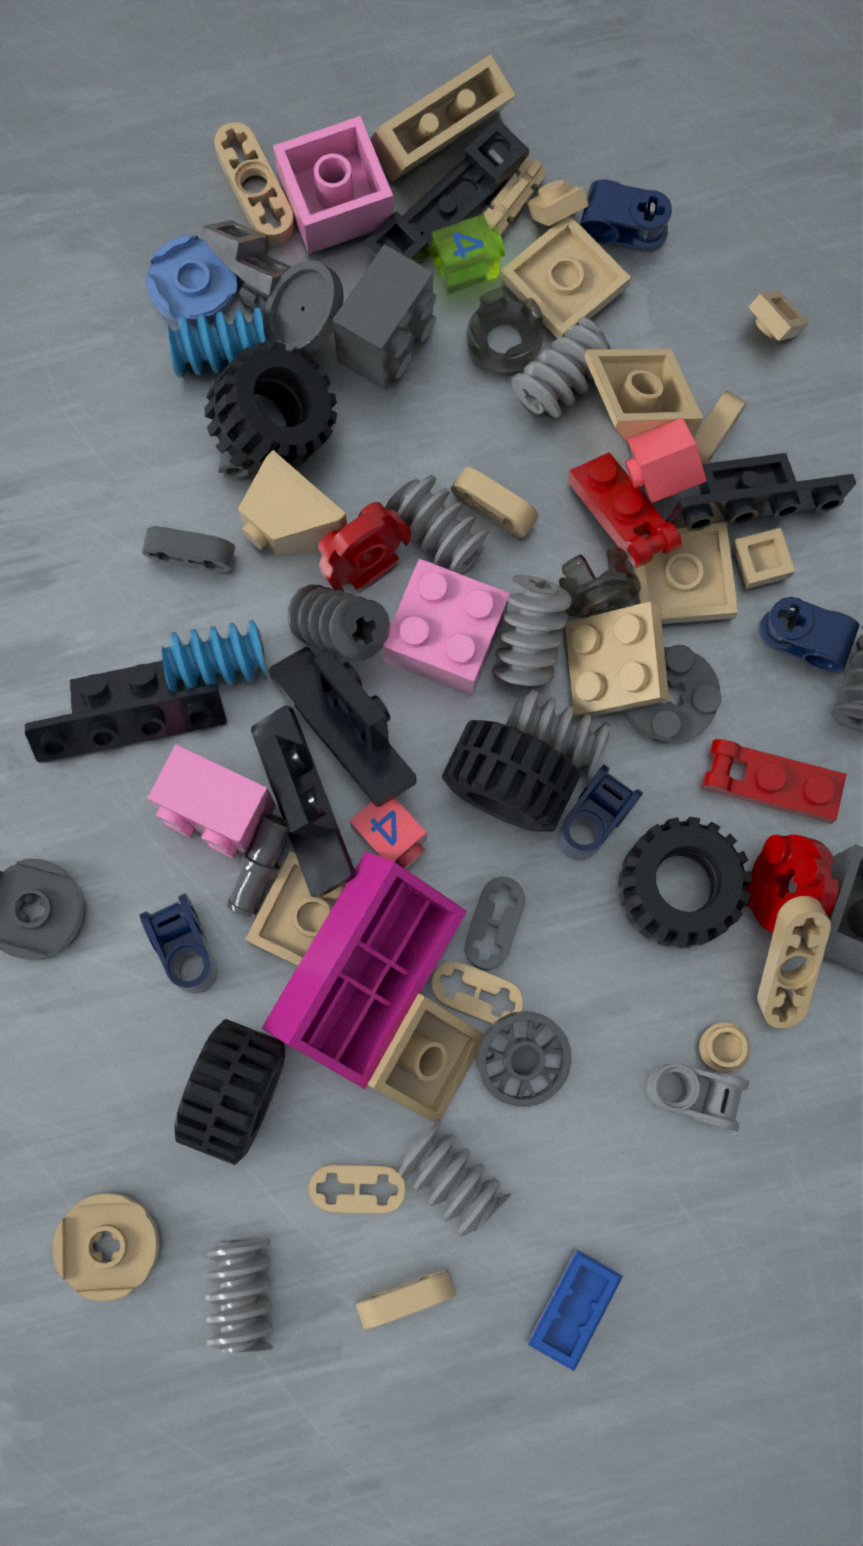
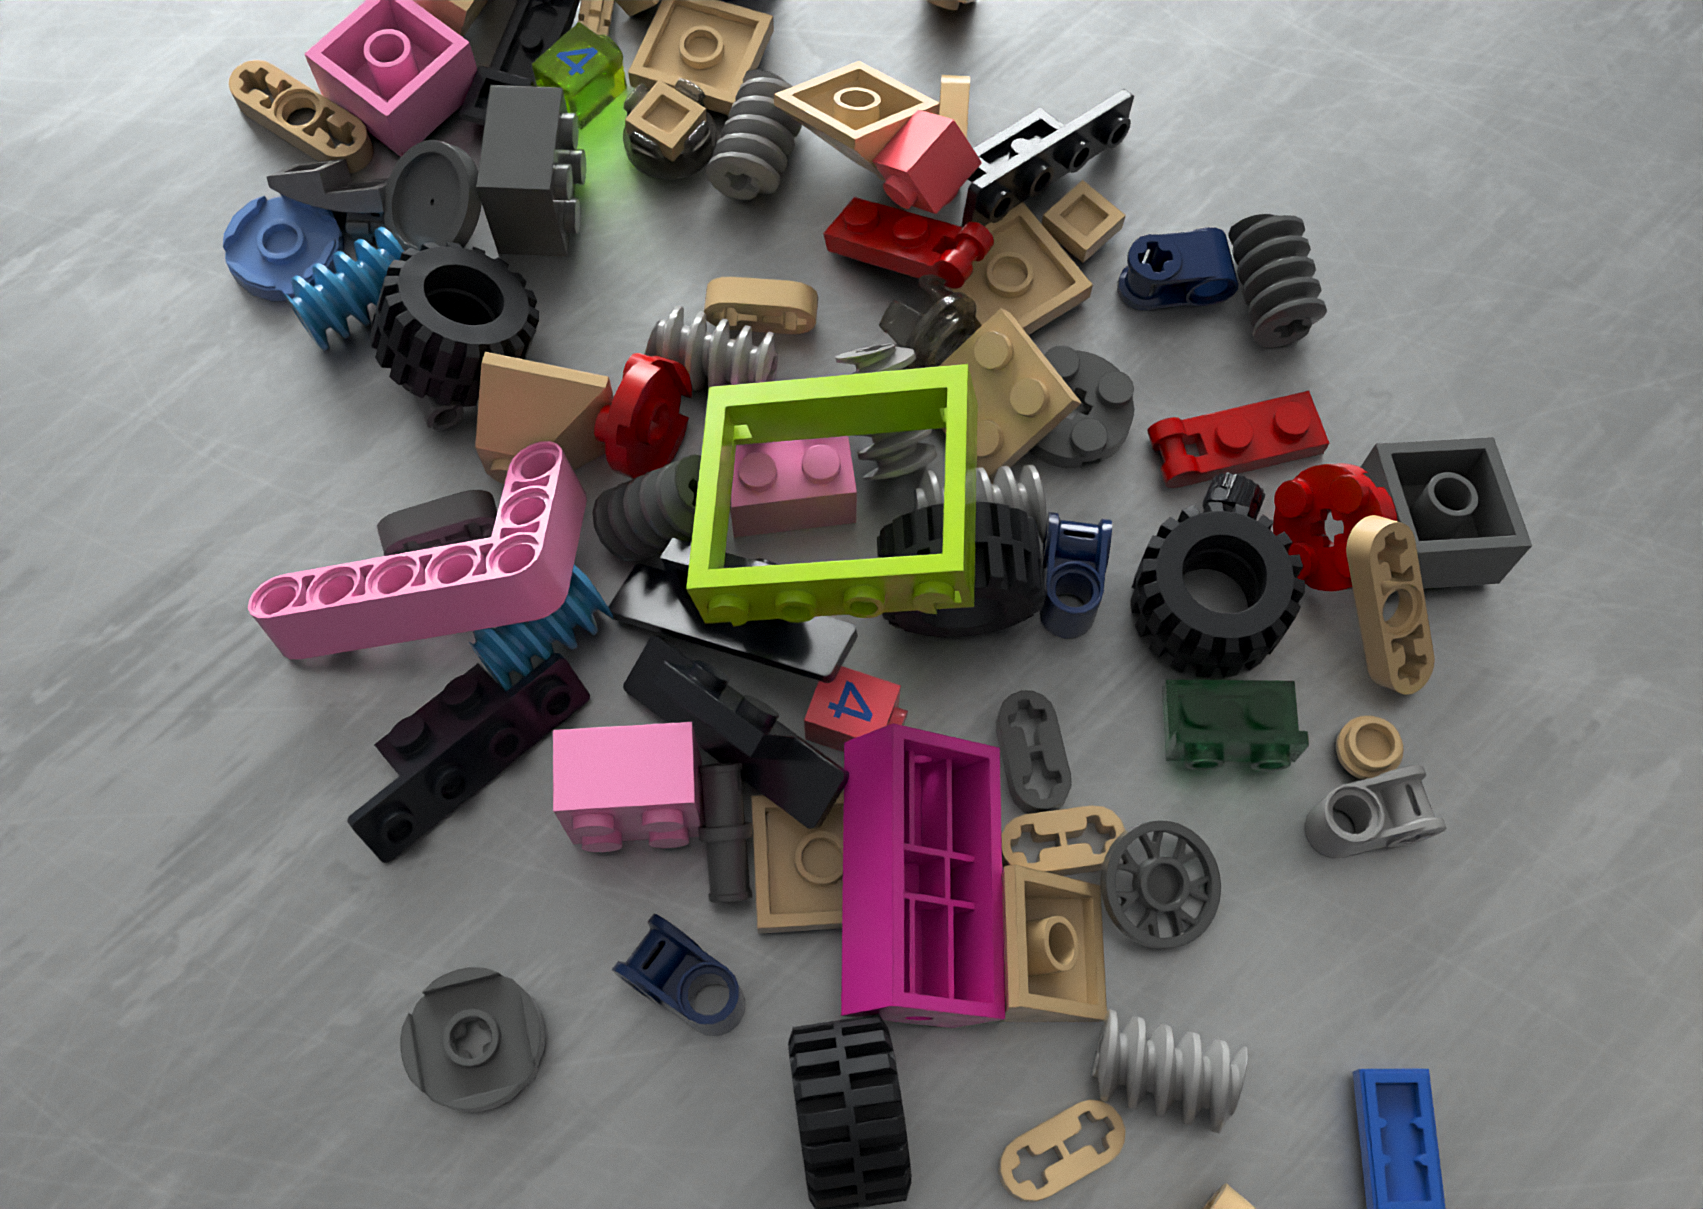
camera: 30 degrees left, 10 degrees down
(199, 618) = (442, 589): none -> bright pink beam
(481, 619) = (825, 410): none -> lime window
(504, 324) = (666, 118): none -> tan plate
(641, 977) = (1232, 723): none -> clear green bracket
(741, 824) = (1234, 490): none -> black axle

